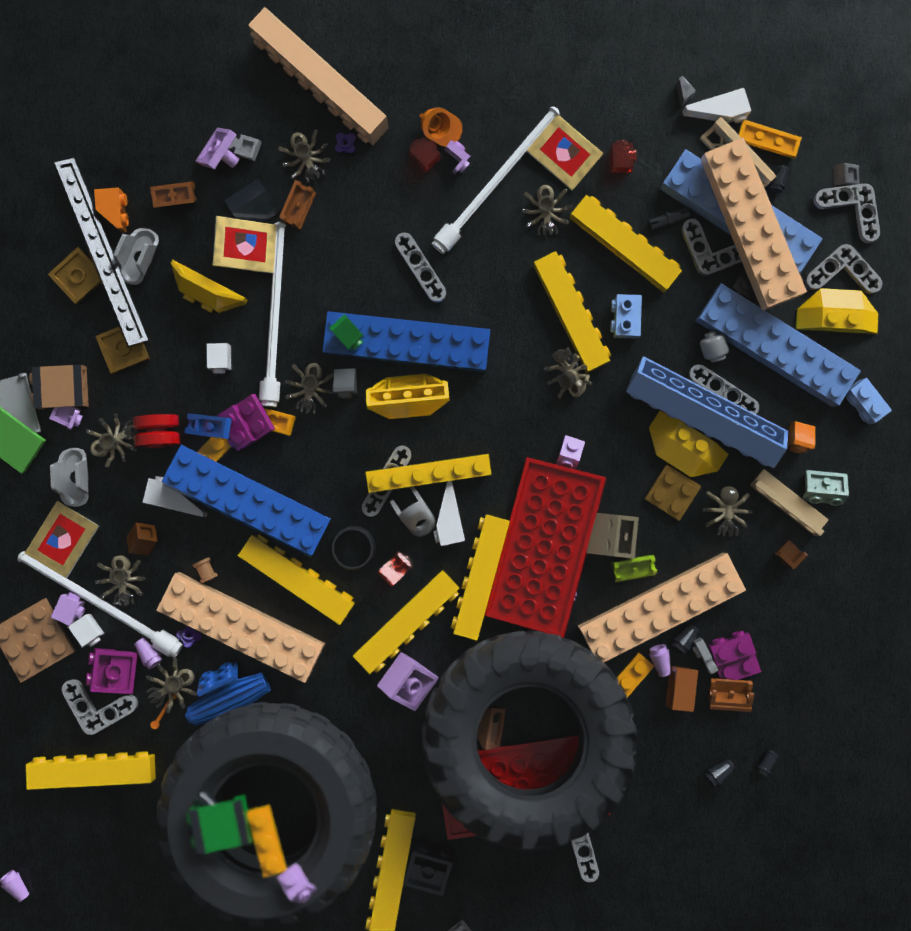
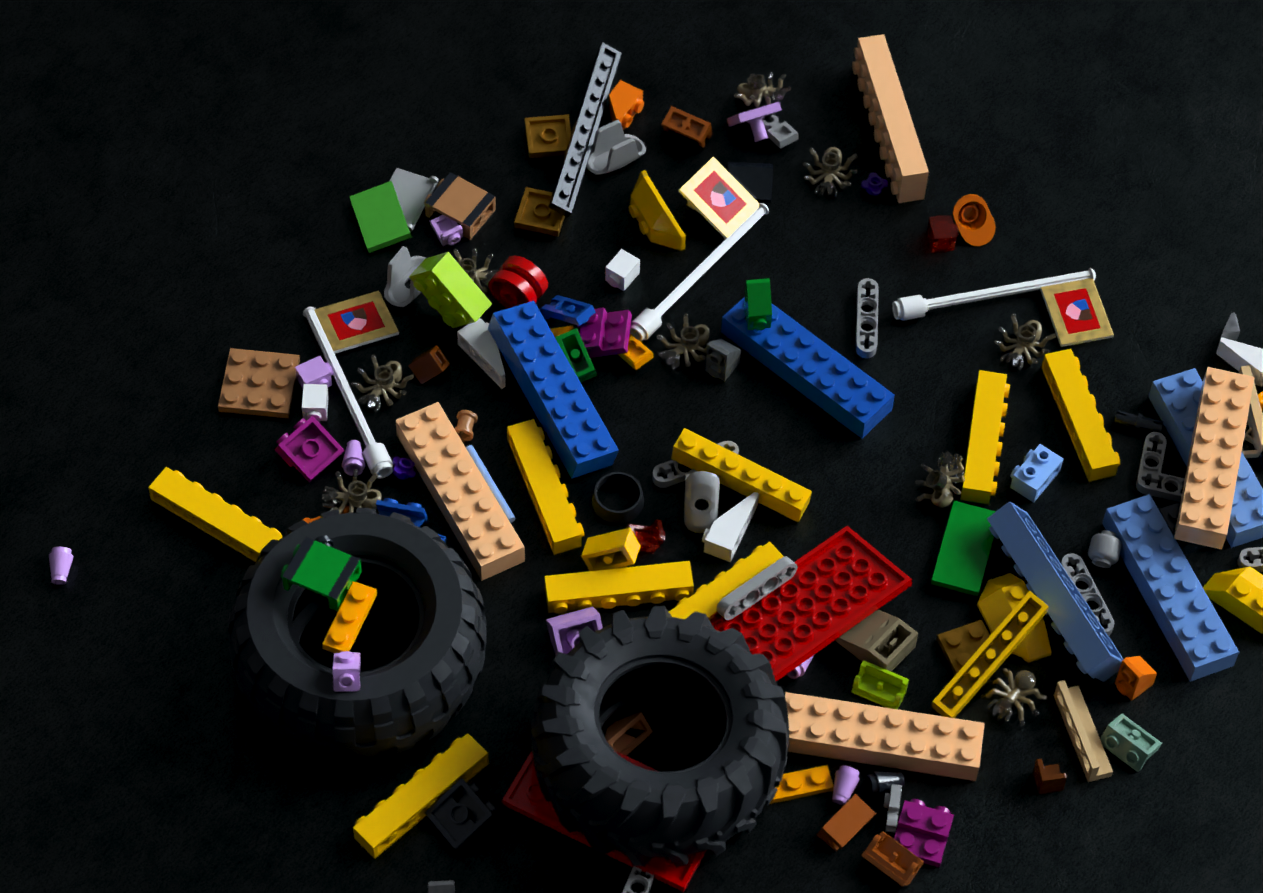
camera: 30 degrees right, 30 degrees down
(91, 712) = (258, 473): light grey beam -> none
(113, 480) = (450, 290): none -> lime brick
(200, 121) = (756, 88): none -> animal
(243, 462) = (577, 354): none -> green slope
(256, 601) = (491, 483): none -> light blue bar
(297, 205) = (791, 201): dark orange hinge -> none
(383, 603) = (611, 550): none -> yellow brick
(407, 396) = (768, 405): yellow wedge -> none
(457, 151) = (974, 252): lavender bracket -> none
(504, 560) = (756, 588): none -> light grey beam
(570, 452) = (894, 548): lavender bracket -> none
(618, 415) = (964, 549): none -> green tile
(622, 156) = (1129, 345): clear red brick -> none
(700, 501) = (990, 656): none -> yellow brick
(867, 401) = (1228, 690): light blue brick -> none

